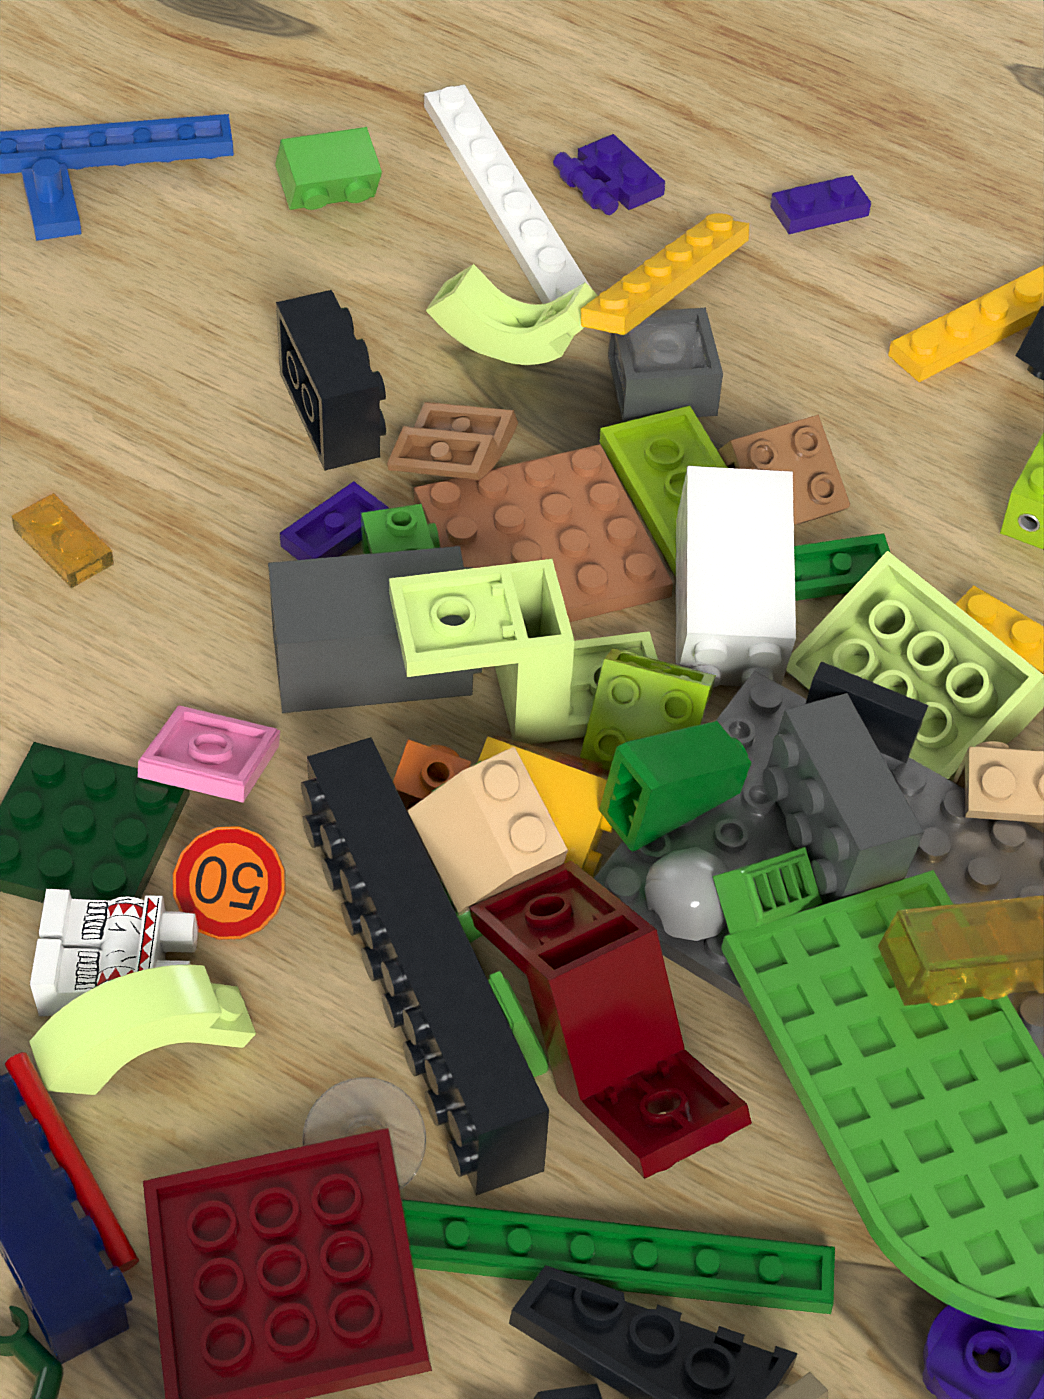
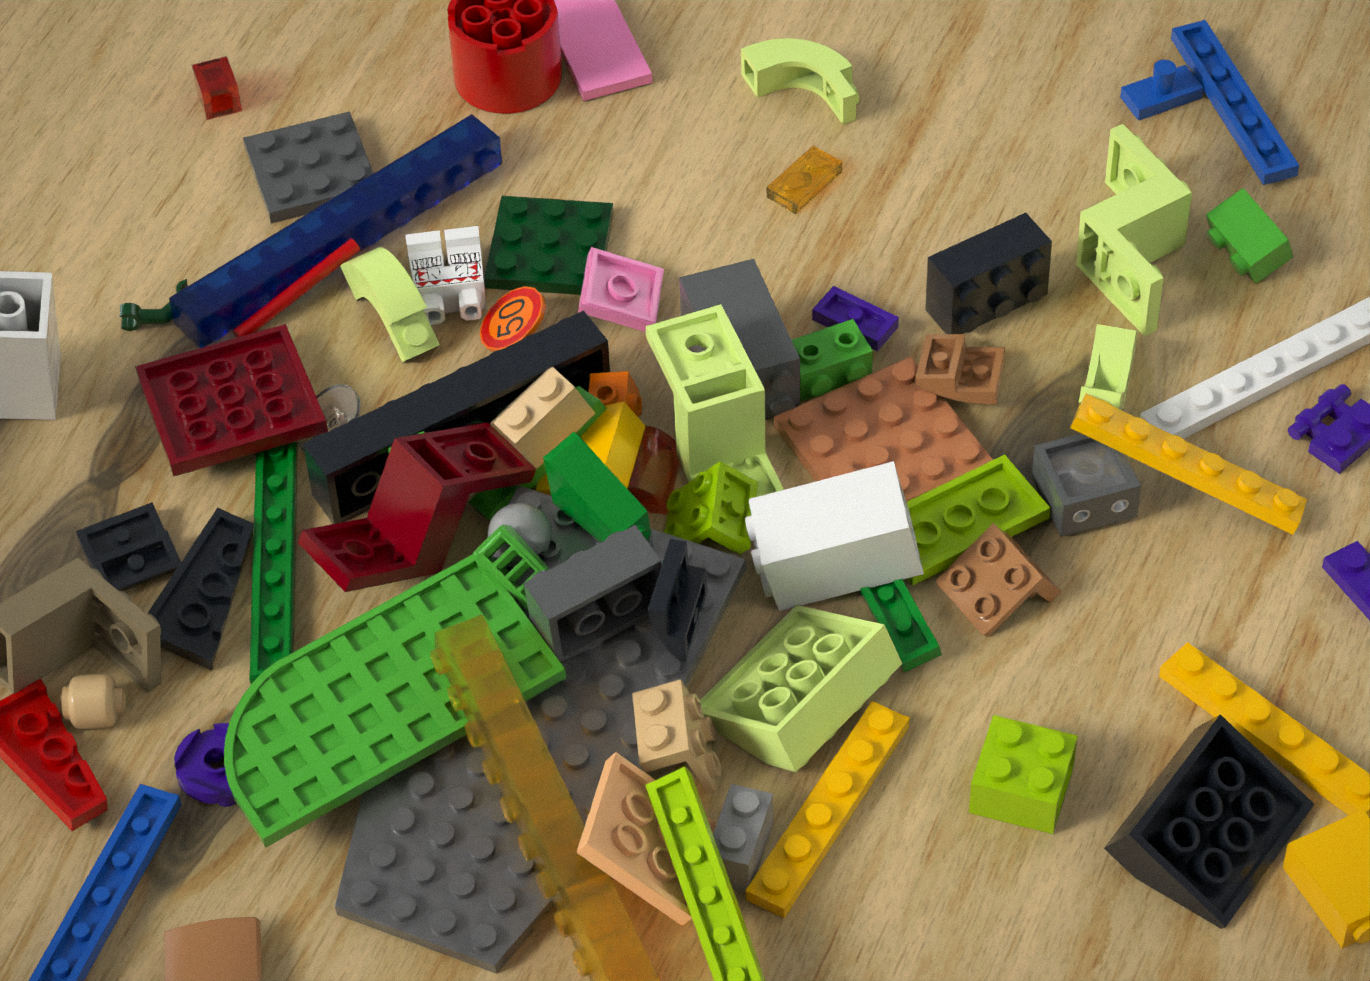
camera: 85 degrees right, 0 degrees up
(277, 223) = (1133, 229): none -> yellowish green bracket

